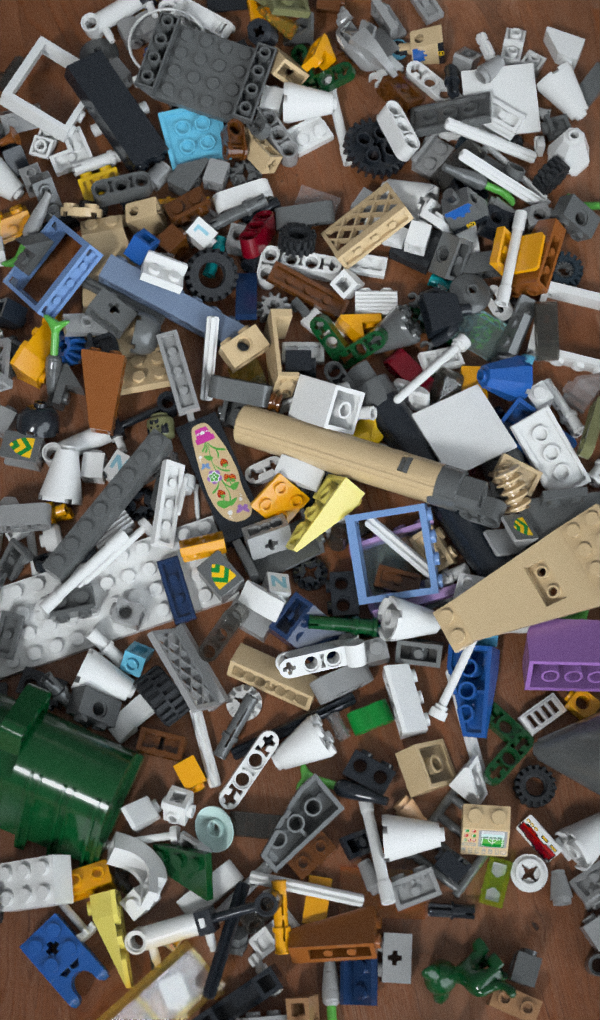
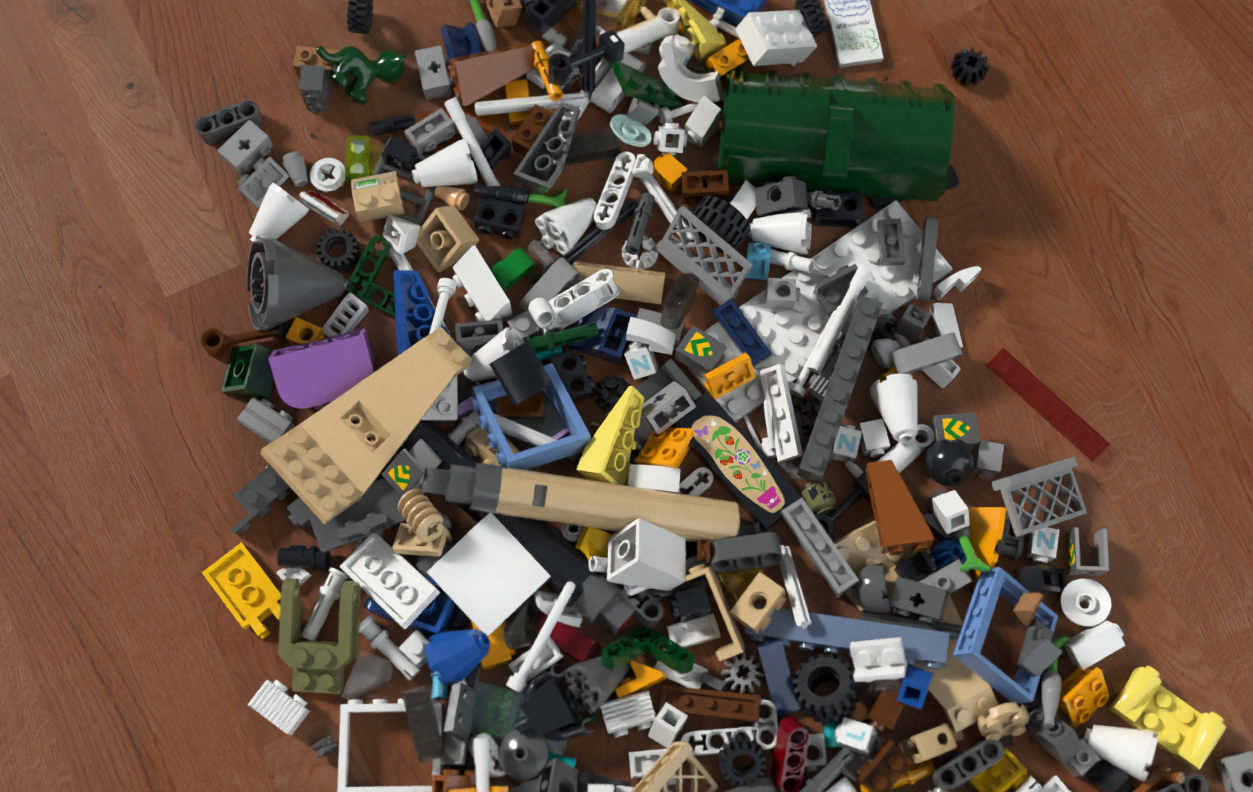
camera: 160 degrees right, 0 degrees up
(26, 281) = (1027, 607): none -> medium nougat slope
(56, 375) = (951, 511): none -> white brick
(214, 784) = (642, 167): none -> white tile
(392, 587) = (520, 373): none -> black slope

